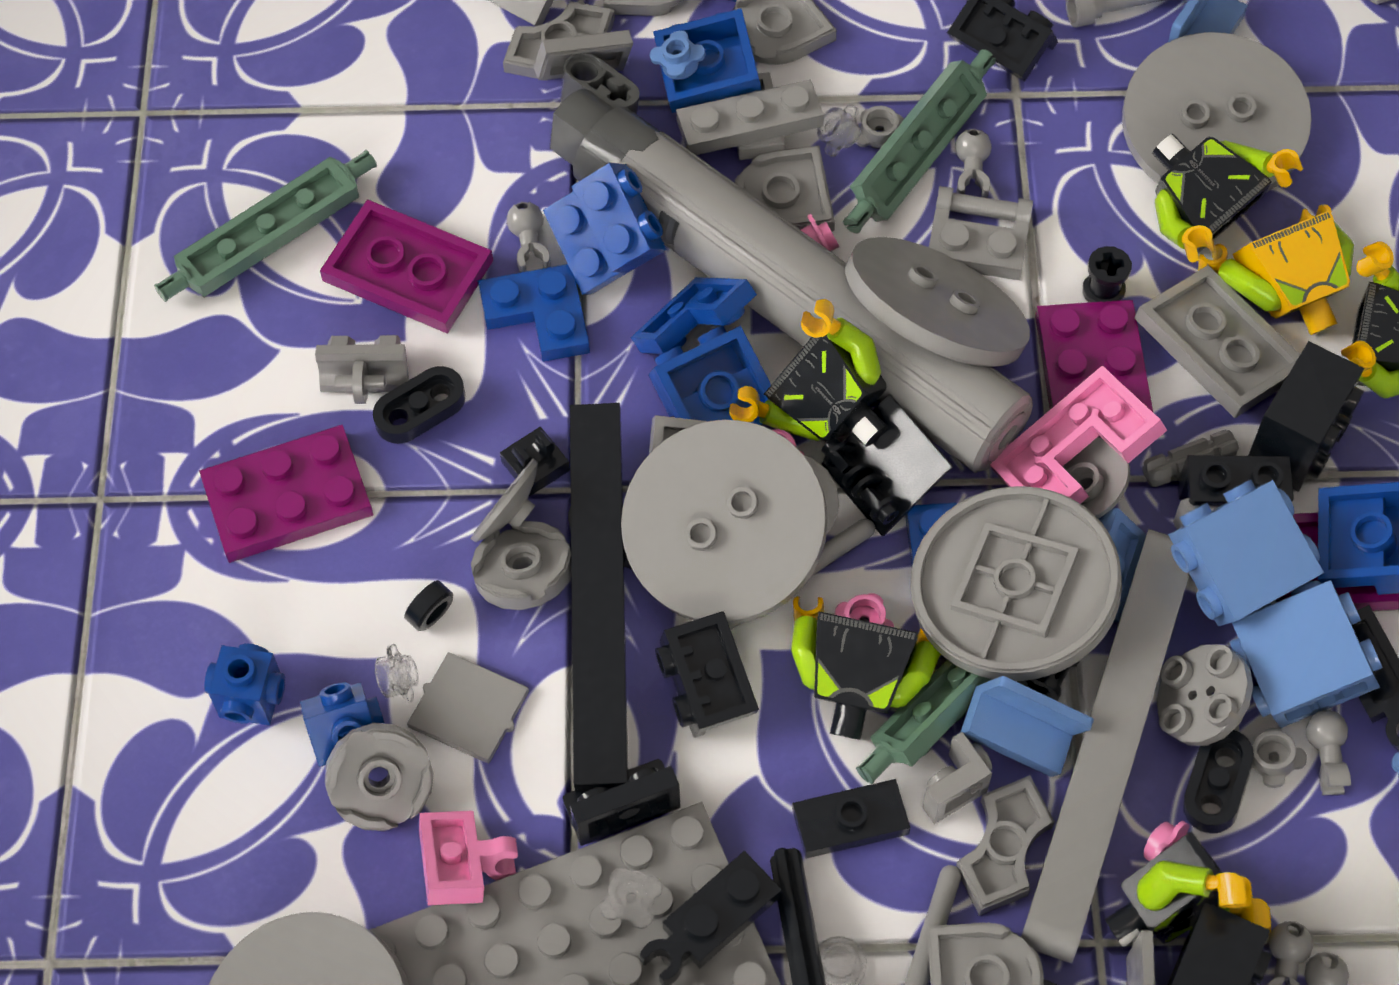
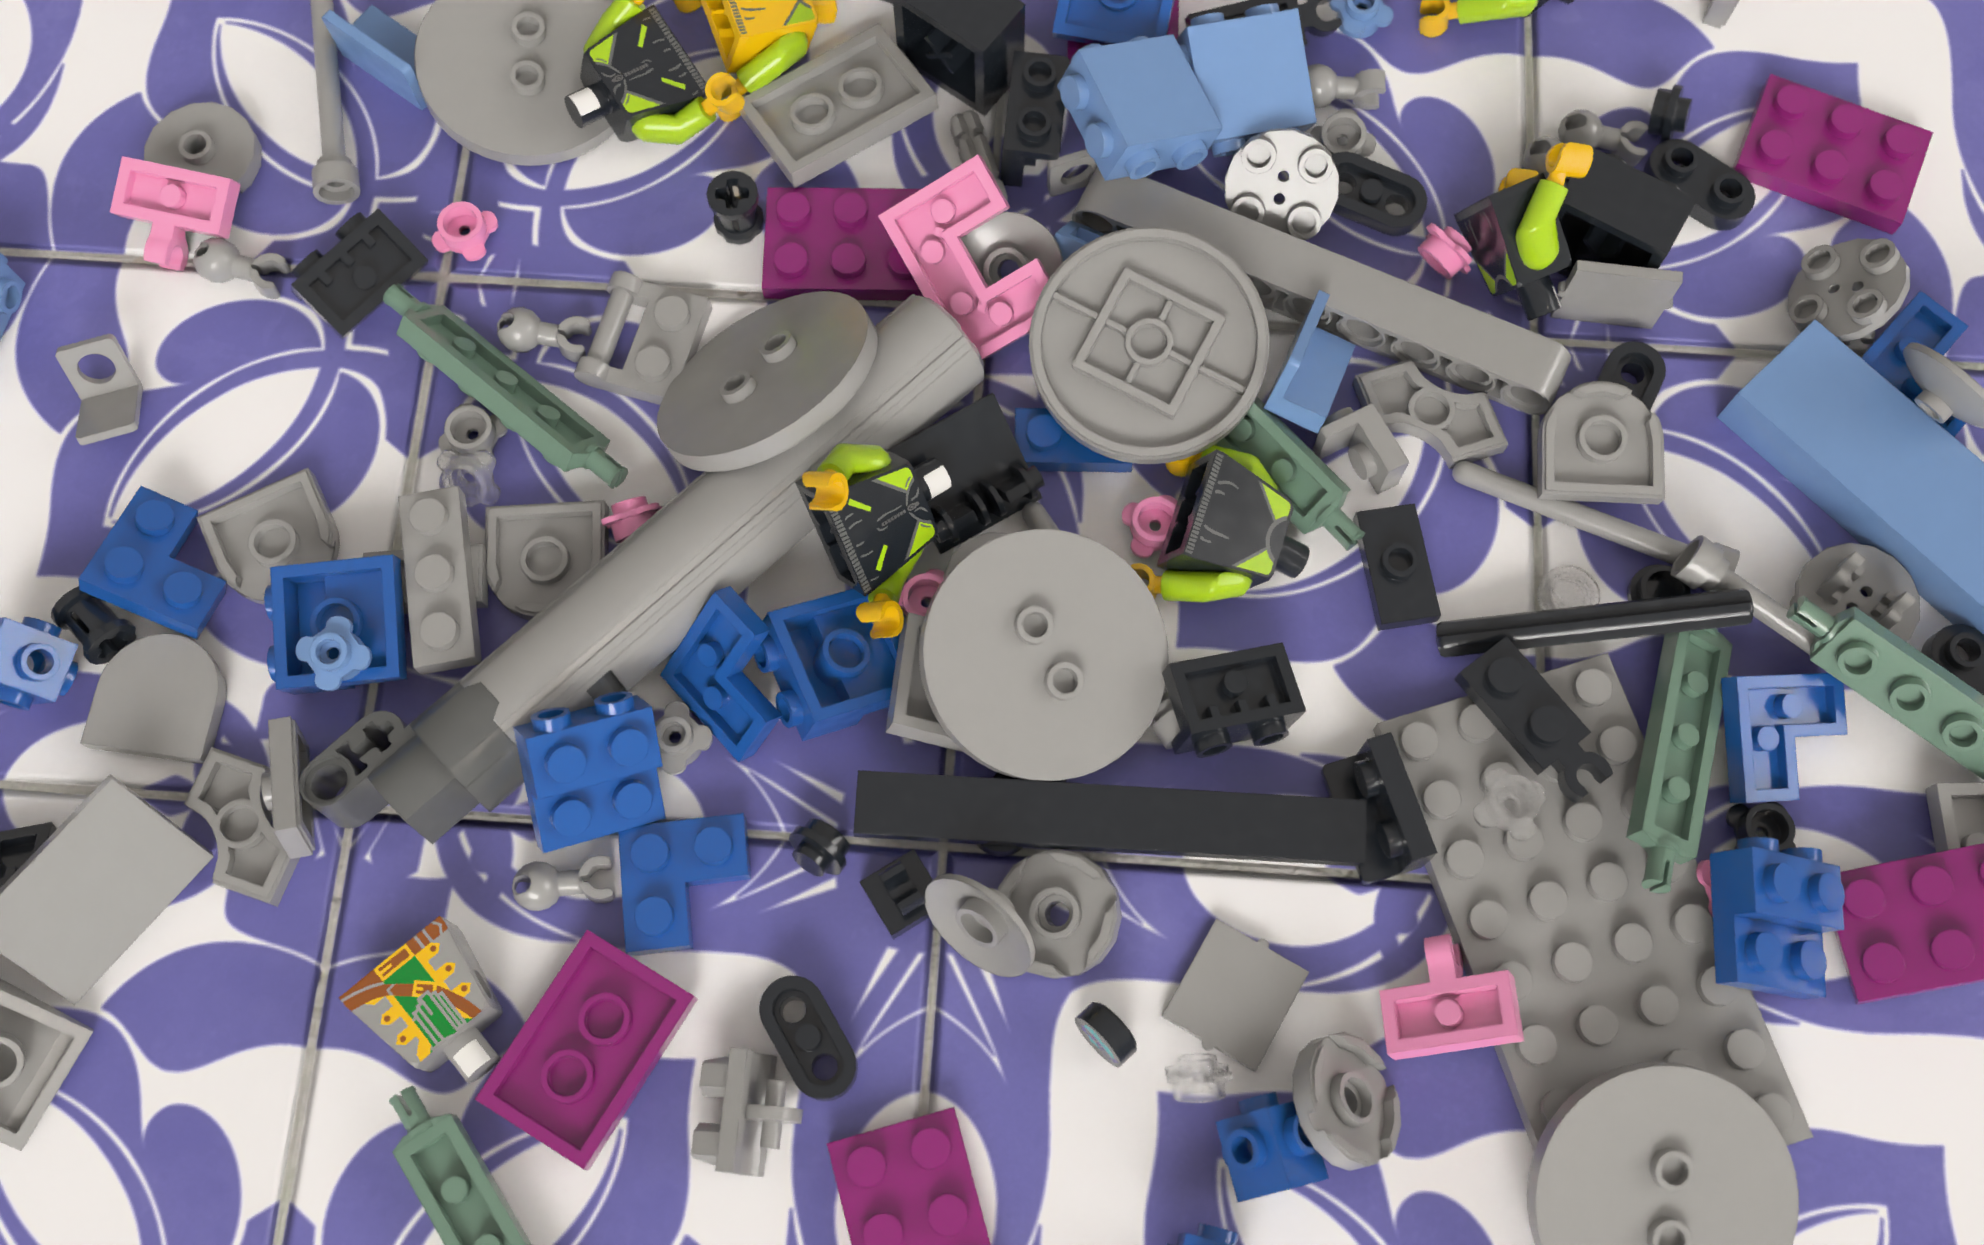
camera: 85 degrees left, 10 degrees up
(436, 165) = (431, 1002): none -> torso
(563, 394) = (819, 848): none -> black plate
(645, 304) = (693, 738): none -> light grey plate
(1057, 88) = (454, 220): none -> bright pink plate

